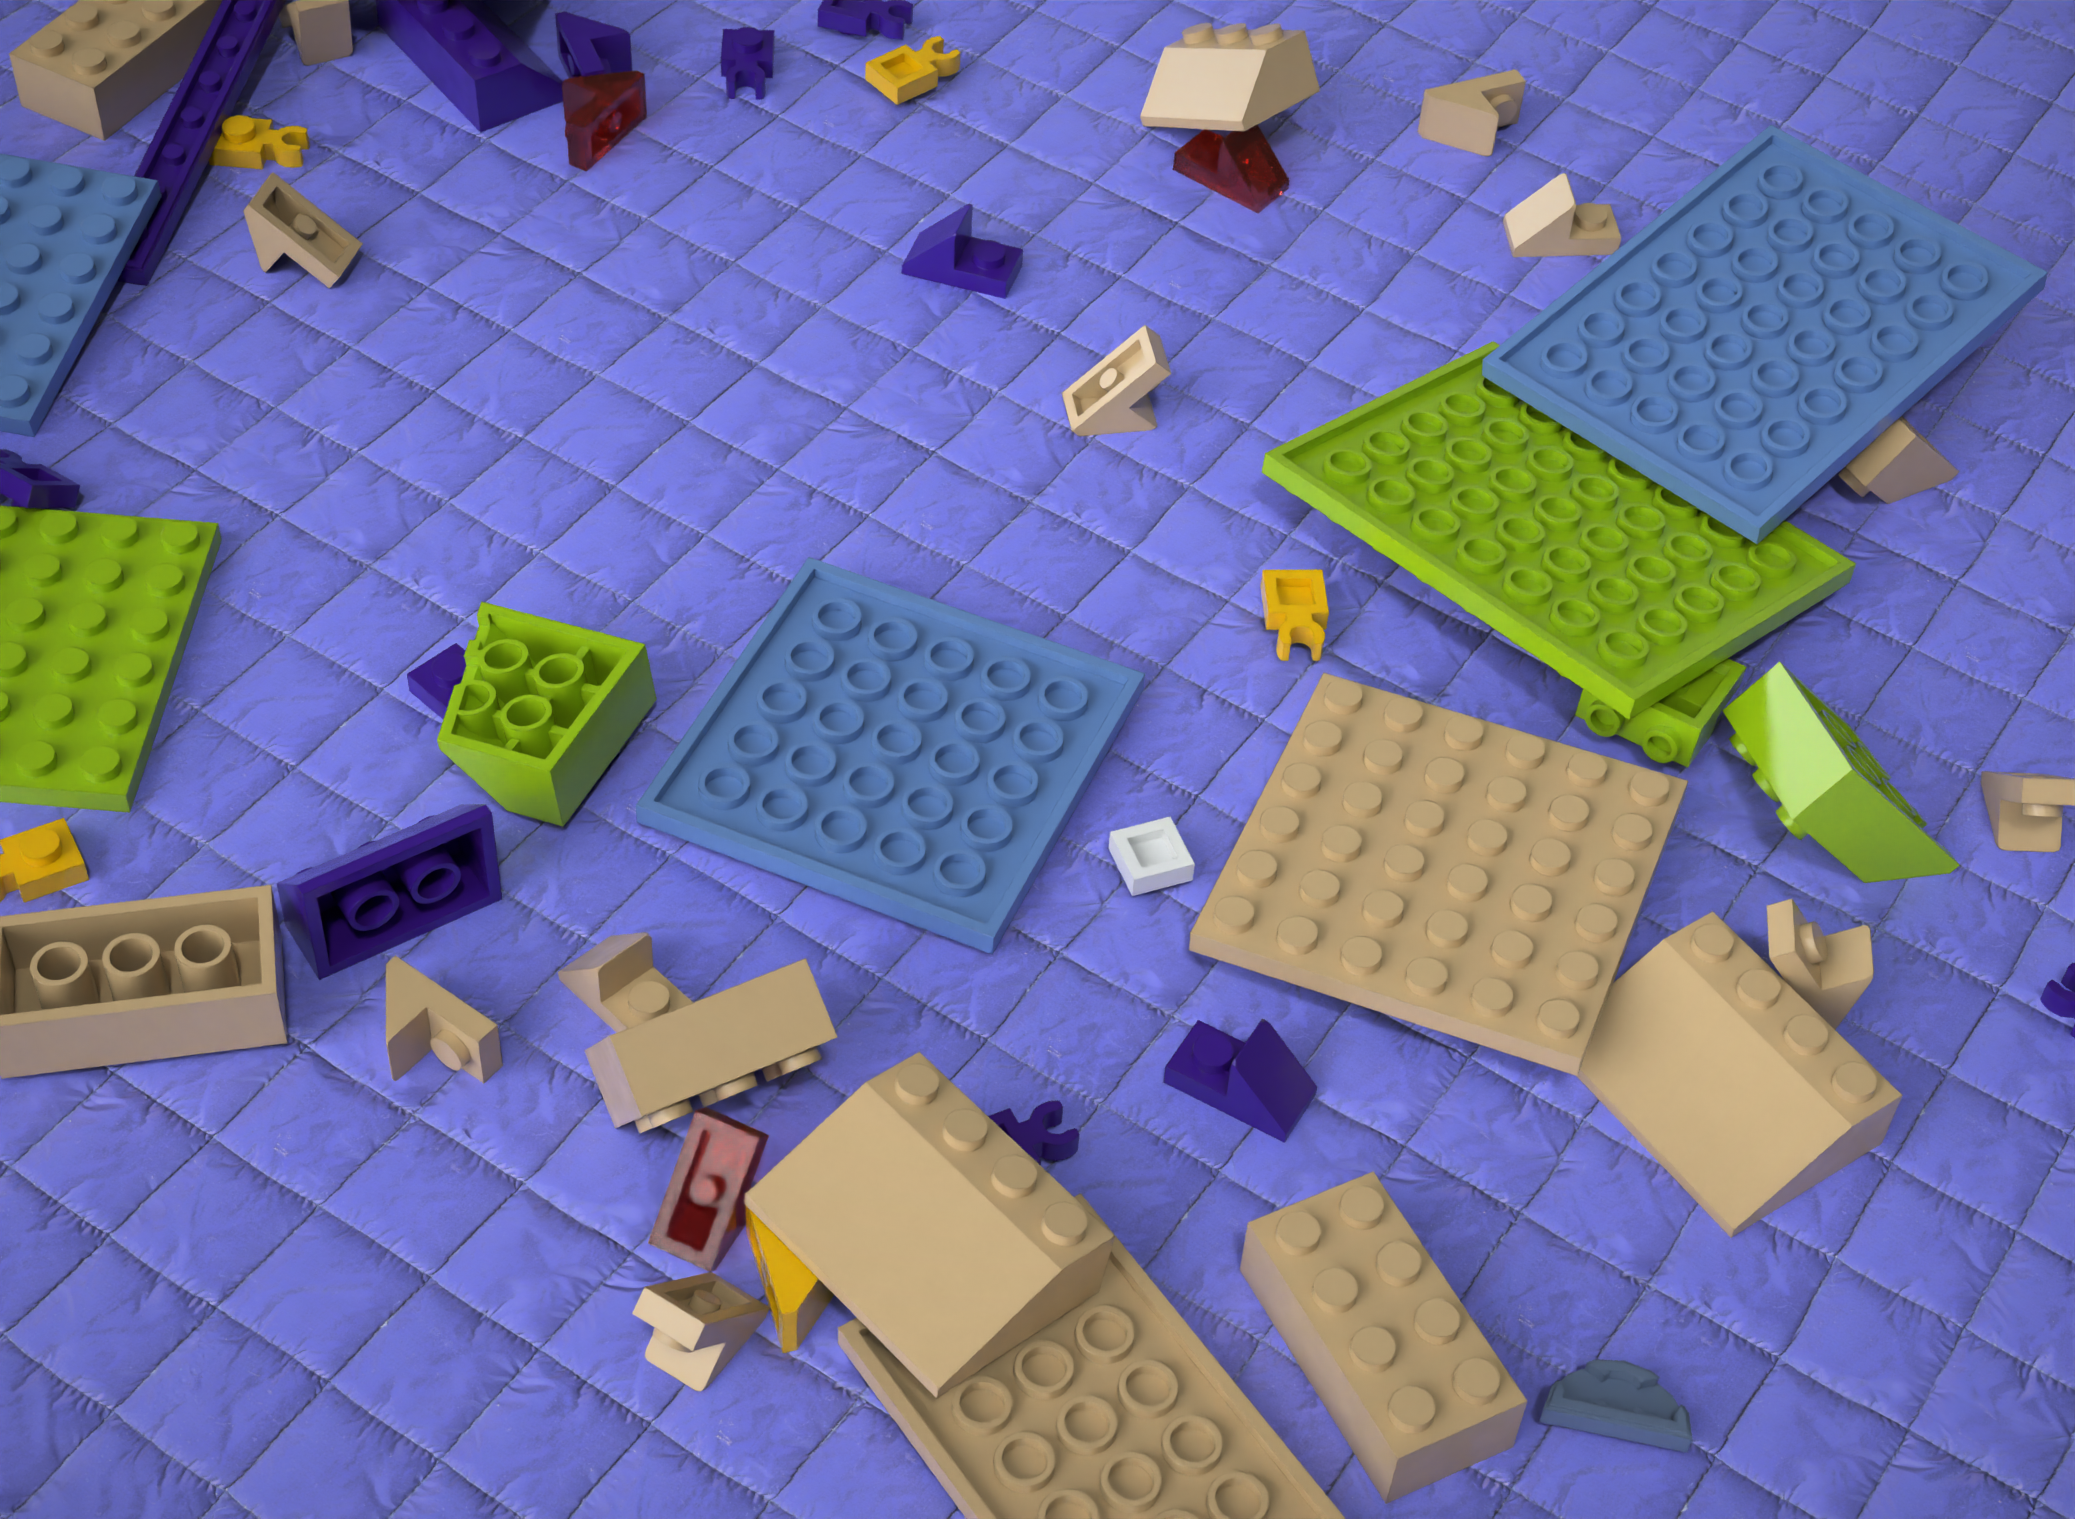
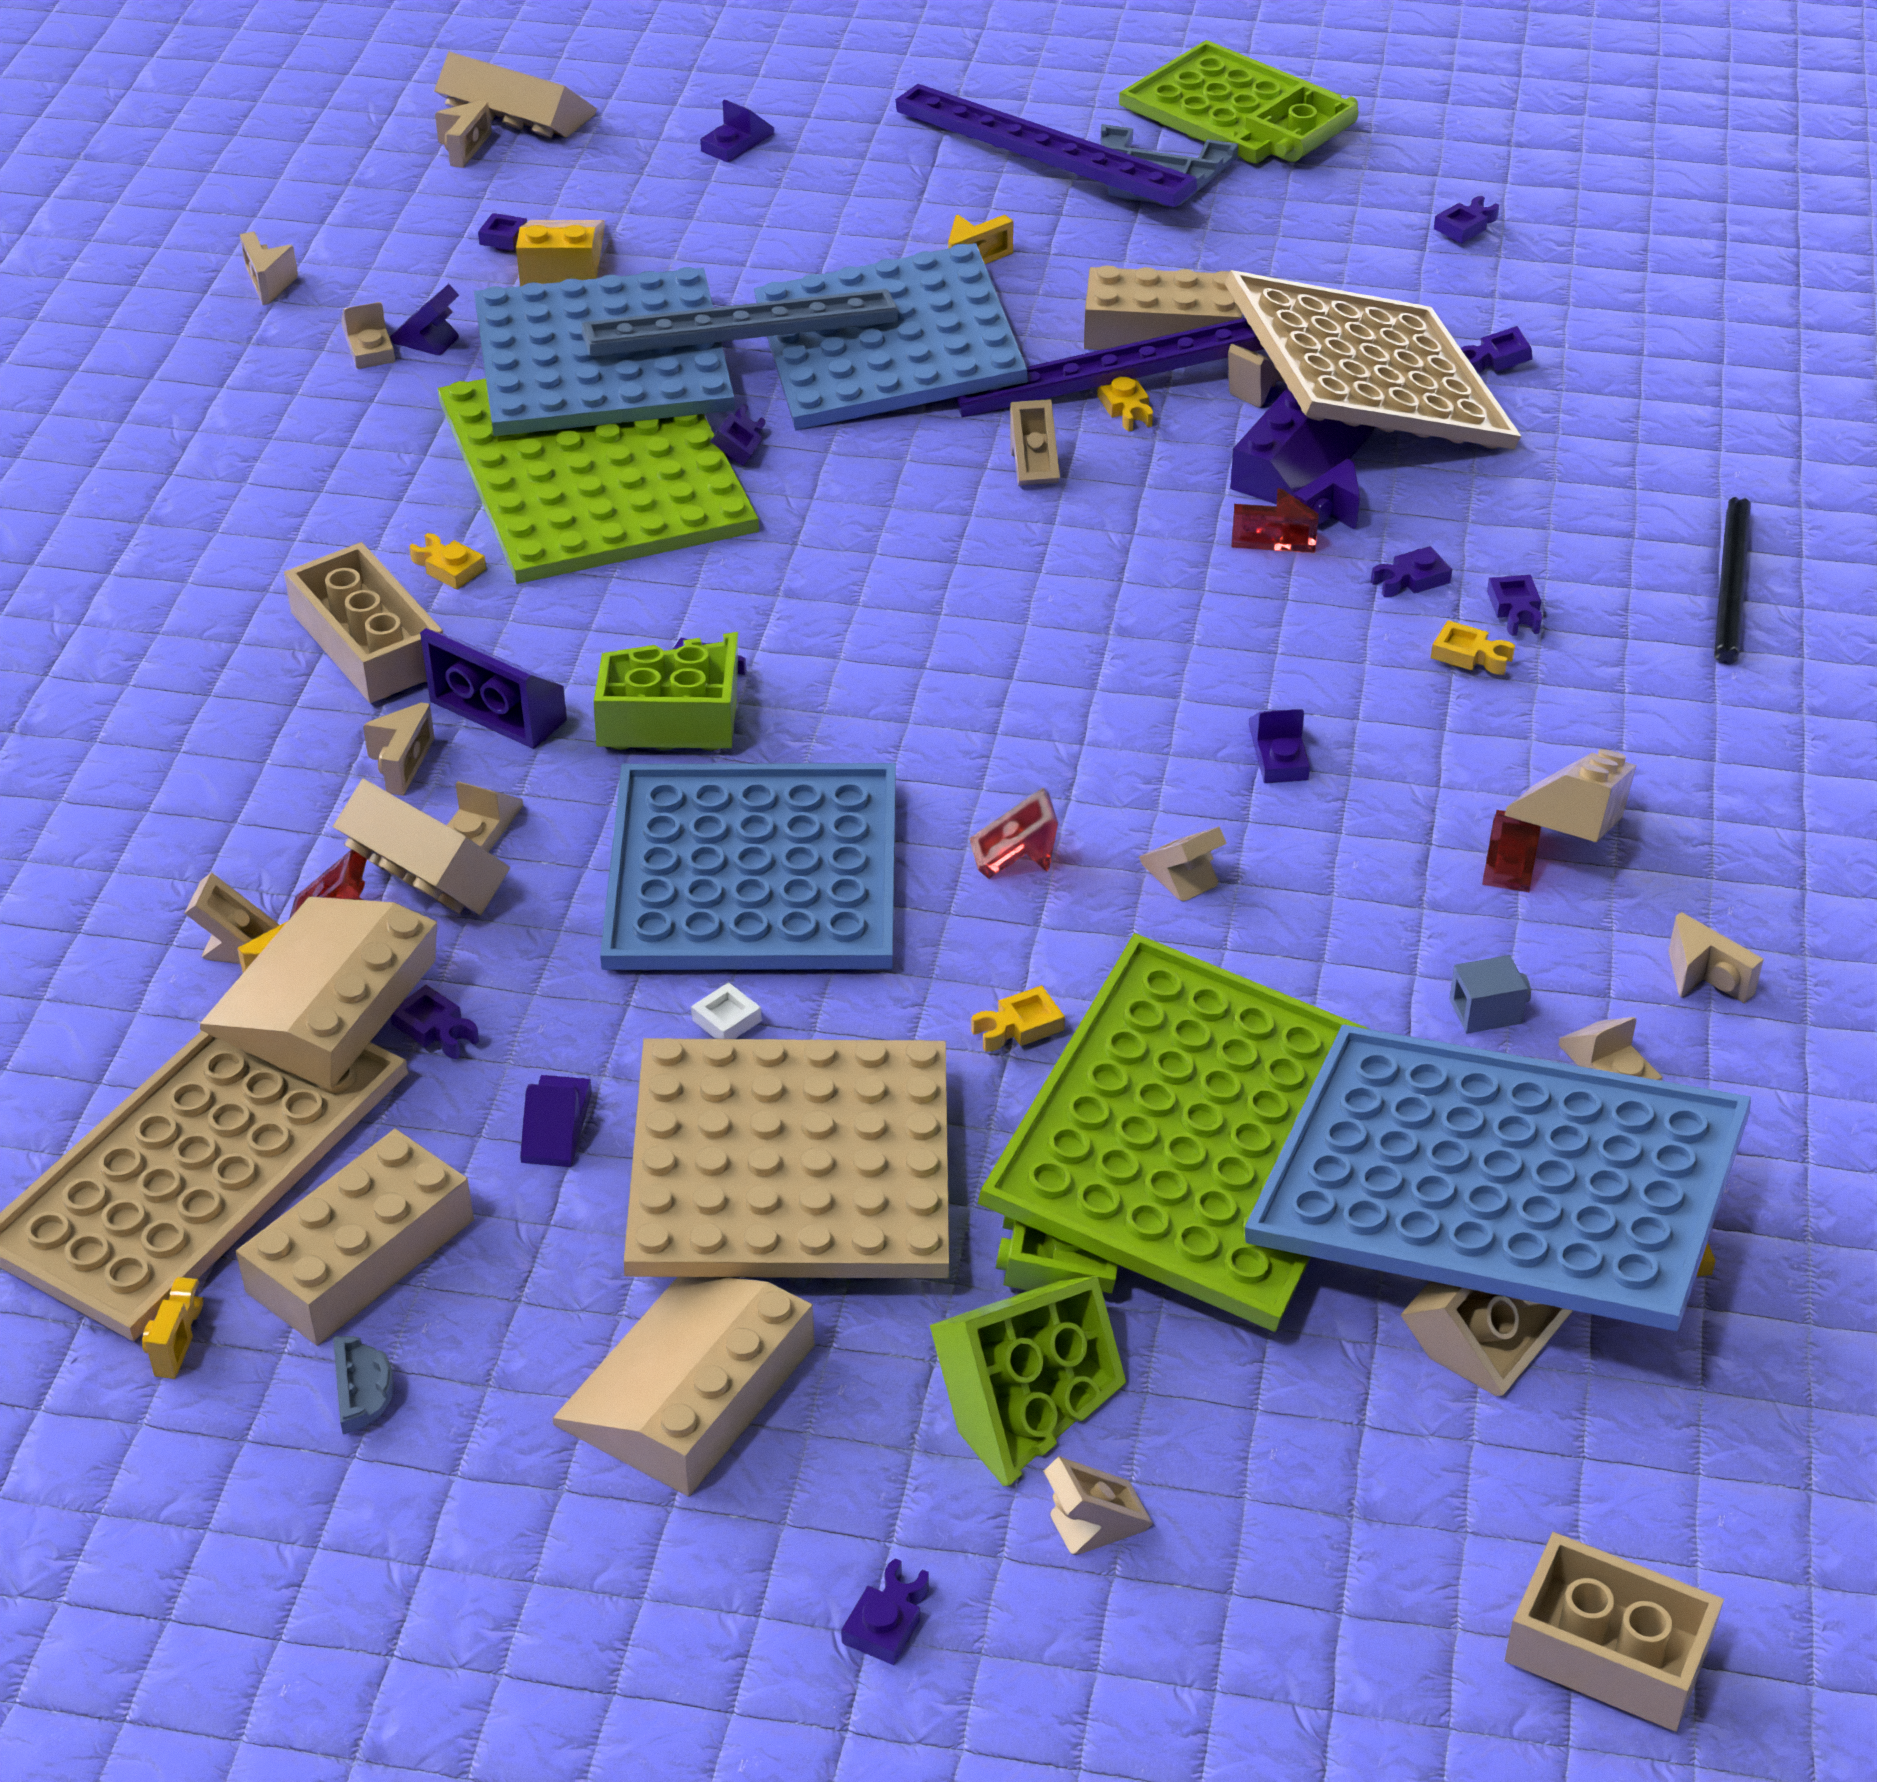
camera: 70 degrees right, 5 degrees down
(1011, 497) = (1023, 830): none -> clear red slope
(1445, 263) = (1489, 993): none -> sand blue brick
(1822, 969) = (799, 1380): tan slope -> none

